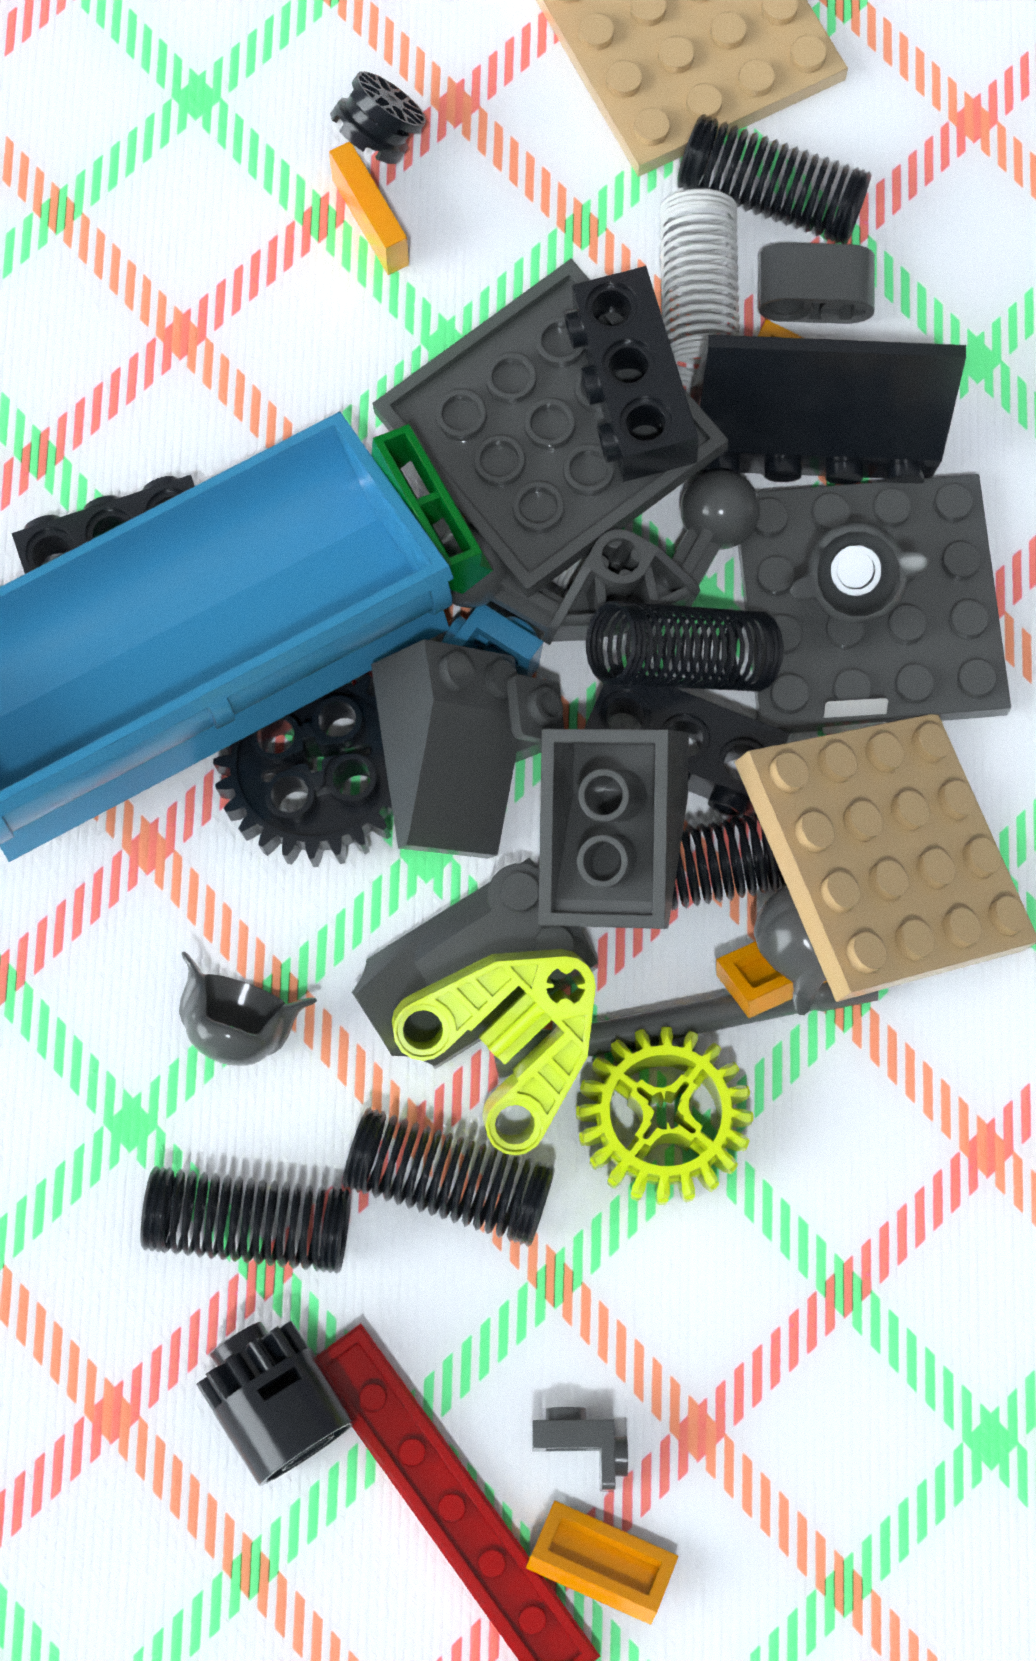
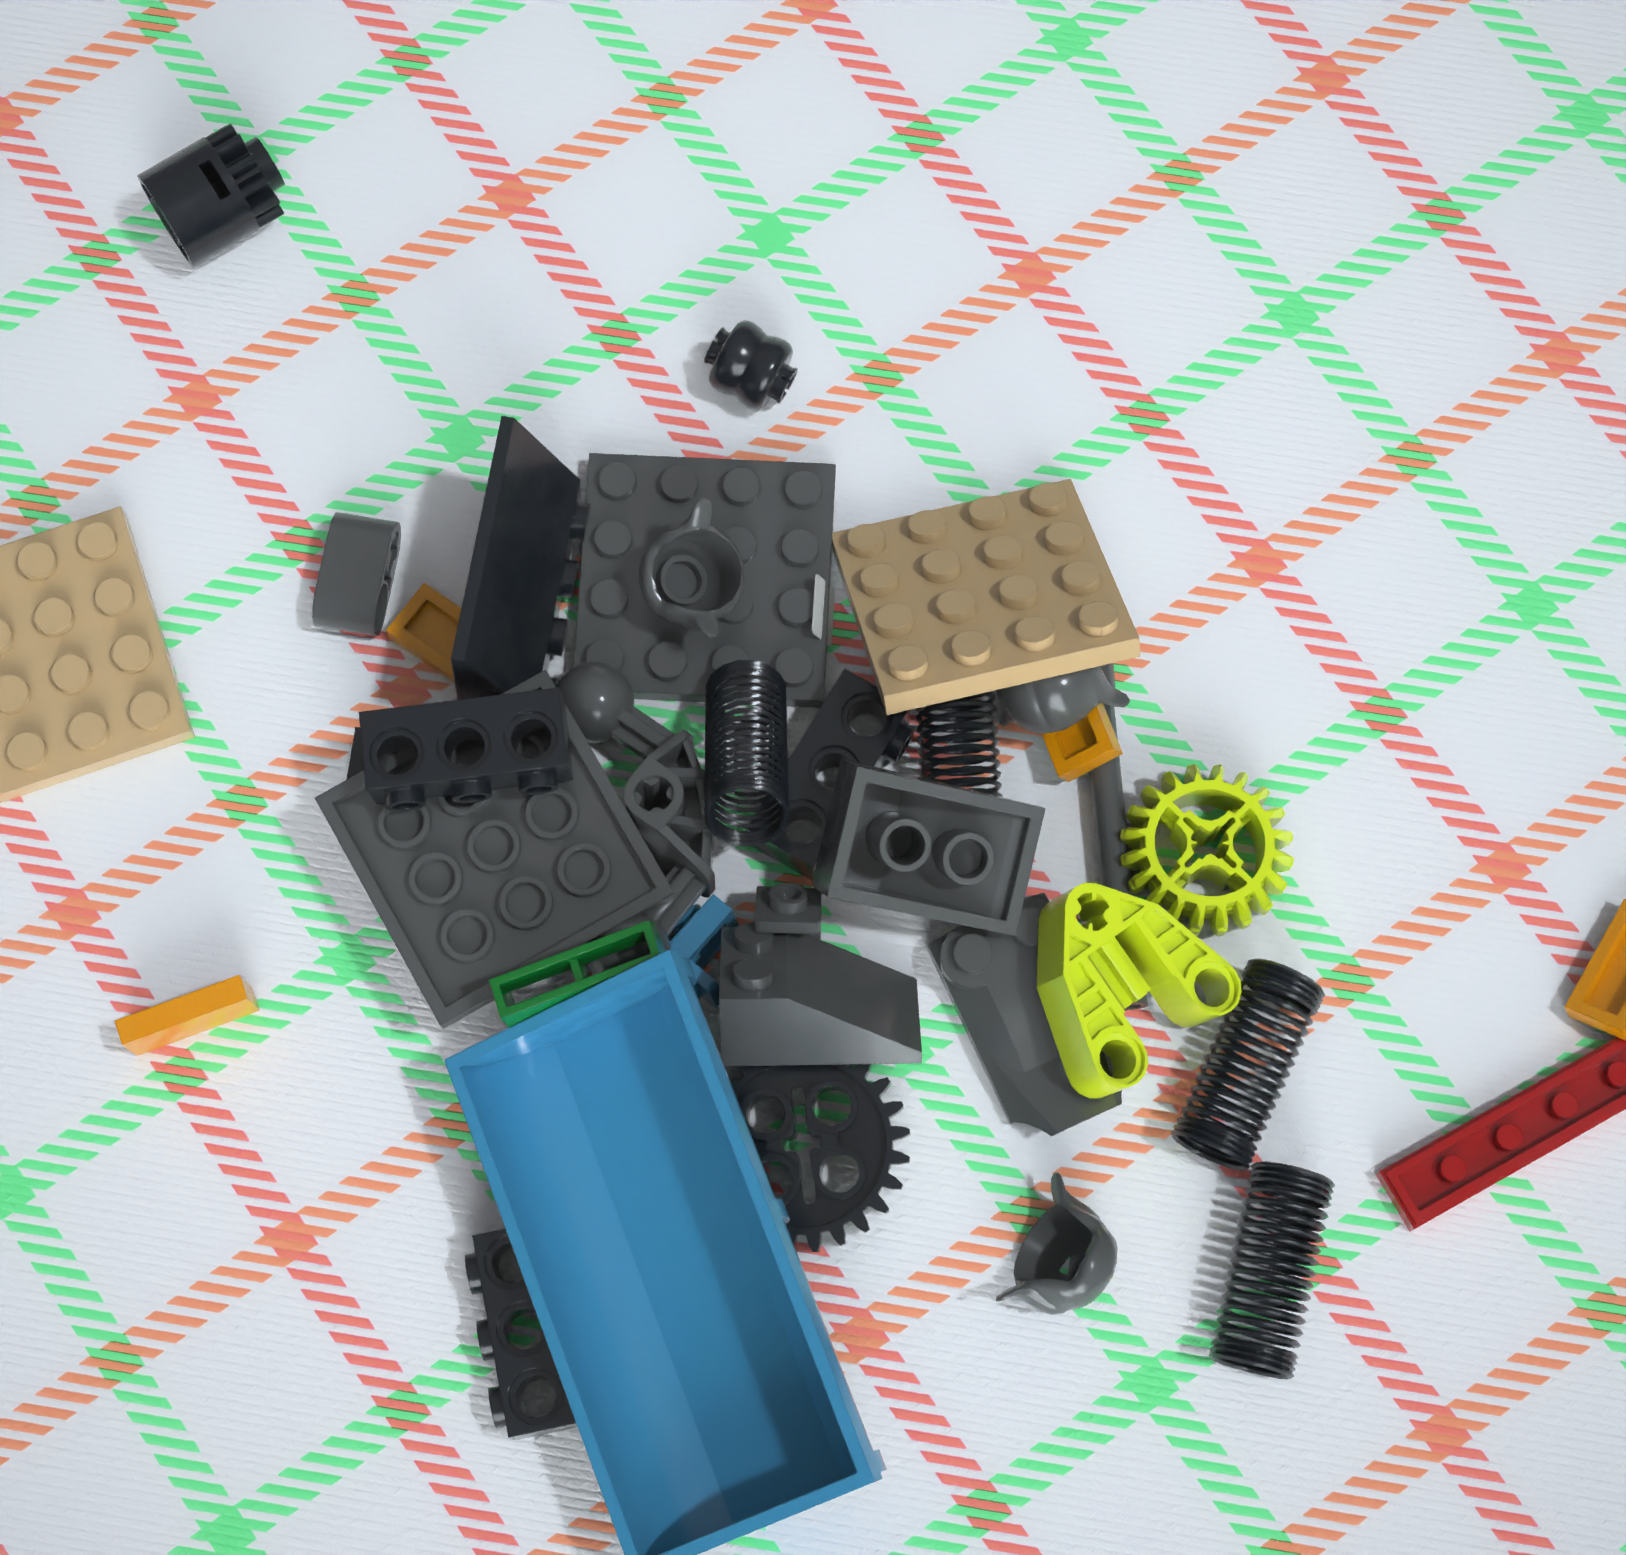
camera: 80 degrees left, 0 degrees up
(274, 1399) = (1459, 1259): black gear -> none
(378, 117) = (87, 989): black wheel -> none
(570, 1431) = (1505, 978): dark grey bracket -> none
(697, 156) = (198, 664): black piece -> none
(702, 321) = (262, 677): white piece -> none

